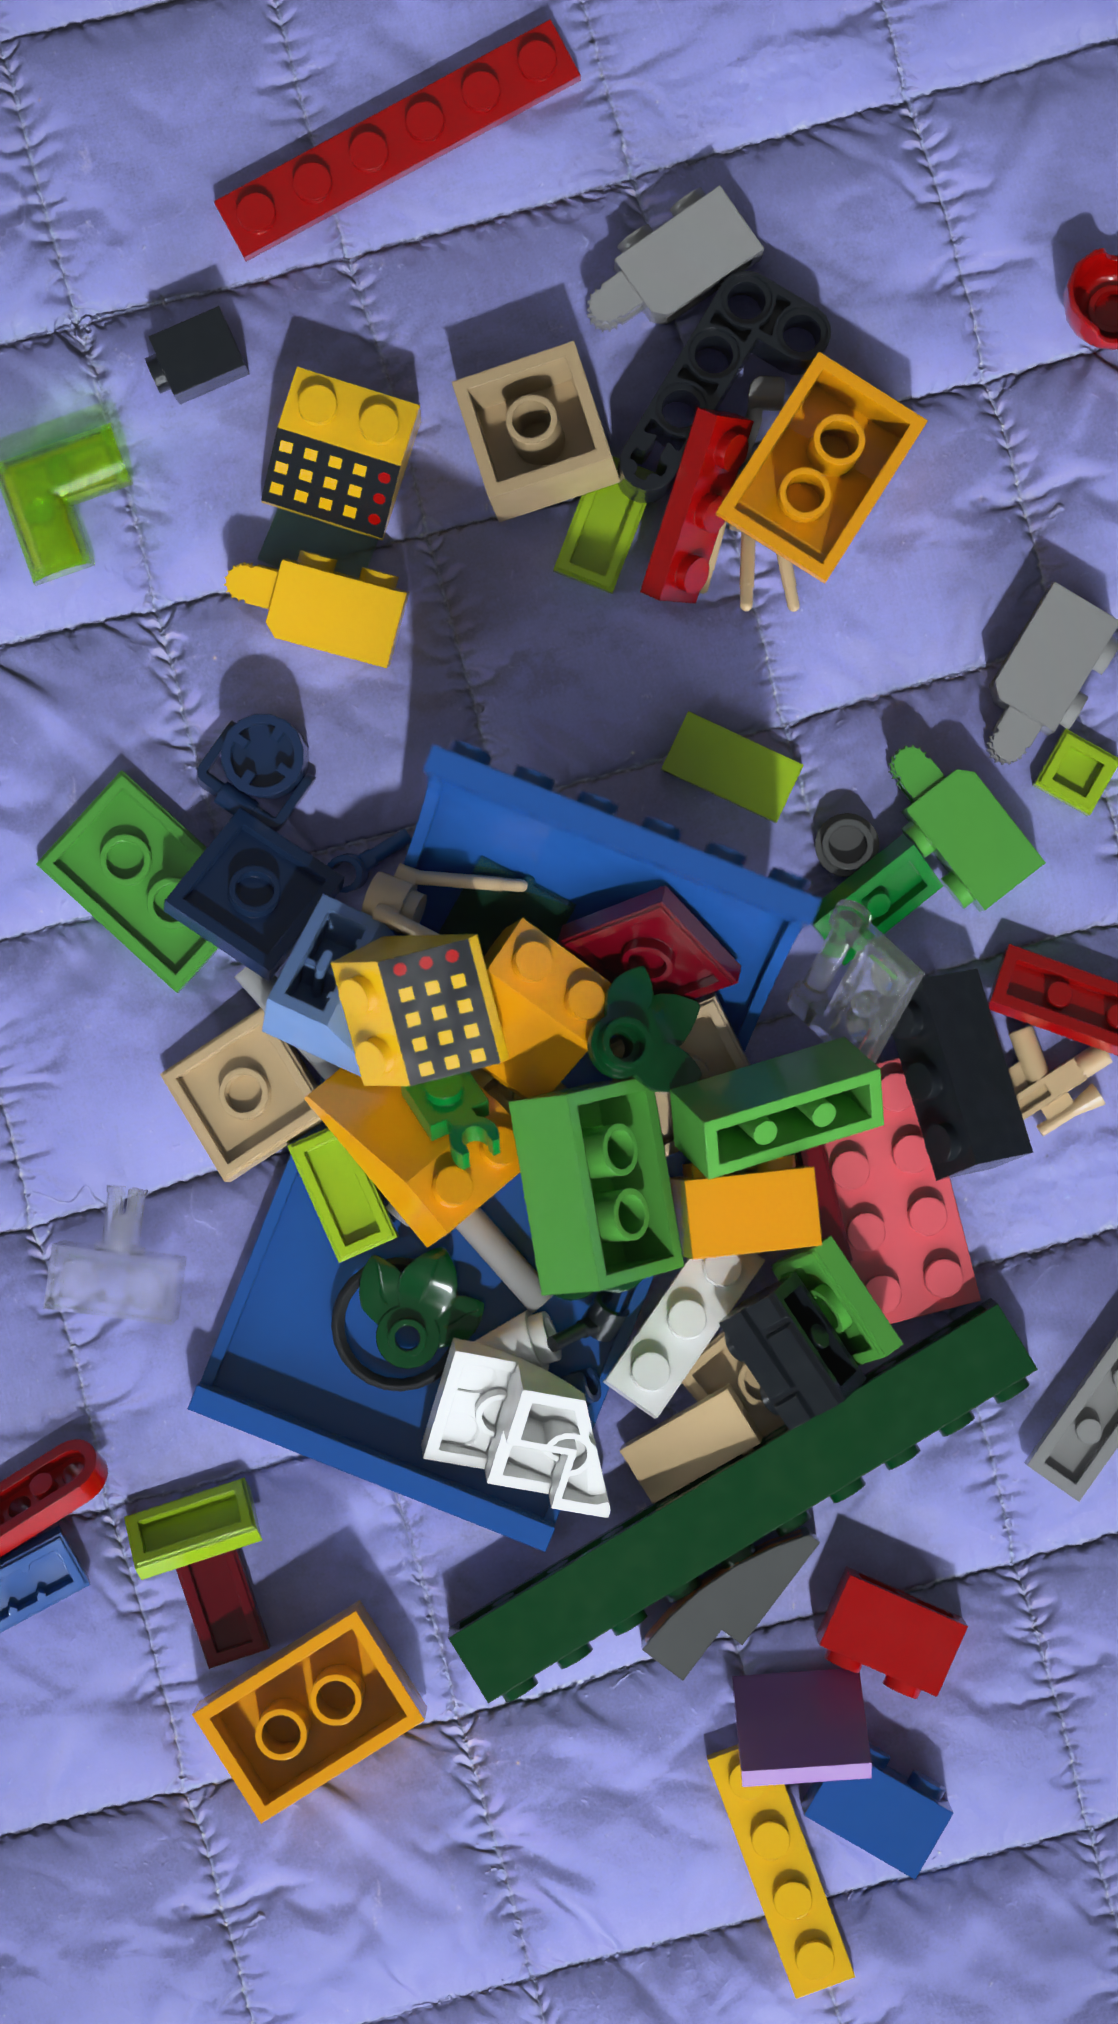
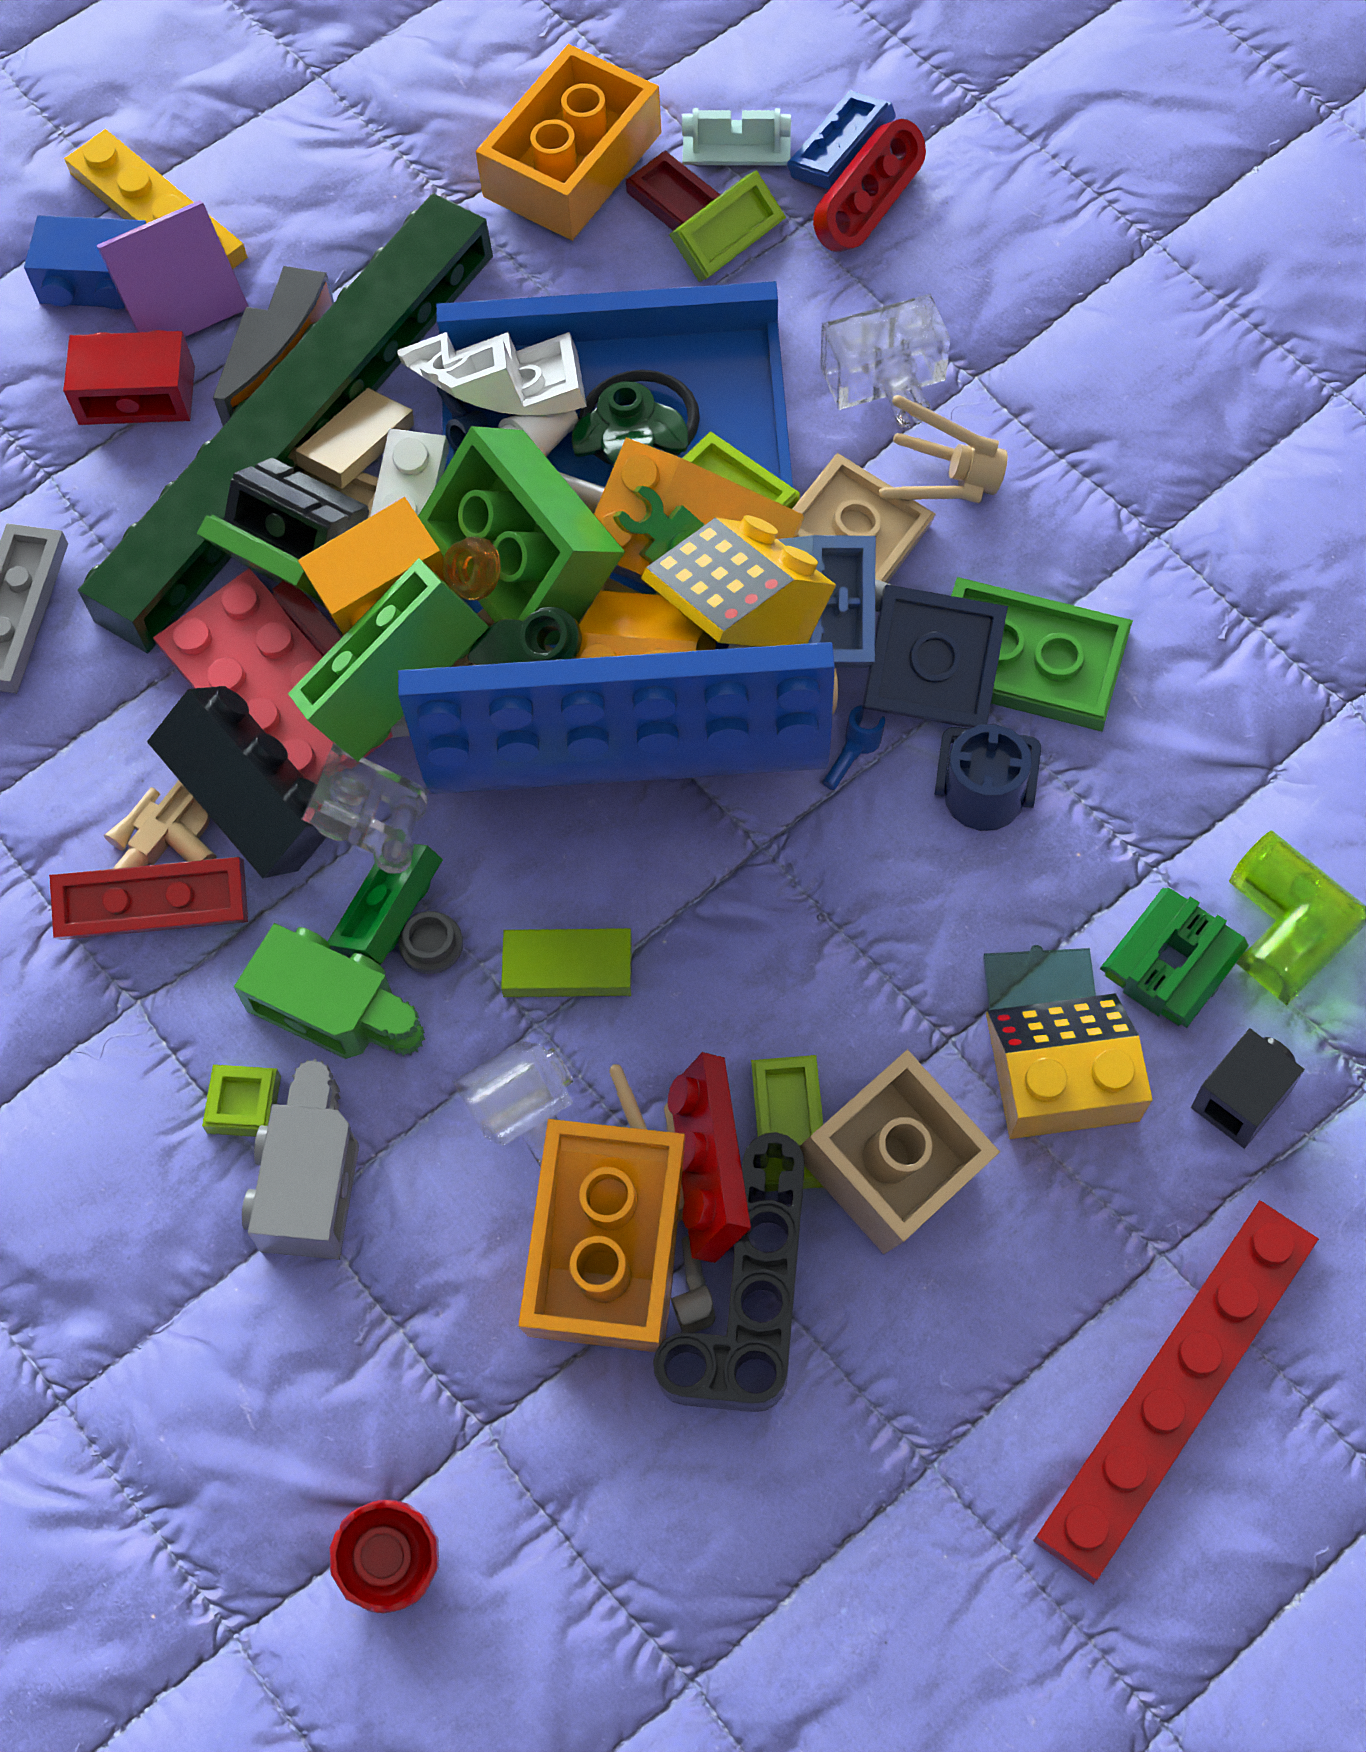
camera: 160 degrees right, 25 degrees down
(96, 1109) = (976, 466): none -> tan plant
(126, 1645) = (757, 139): none -> light aqua hinge
(194, 473) = (1180, 990): none -> green piece
(325, 607) = (1007, 920): yellow hinge -> none
(659, 1157) = (472, 568): none -> clear orange plate
(677, 263) = (841, 1387): light grey hinge -> none
(839, 637) = (517, 1094): none -> clear brick

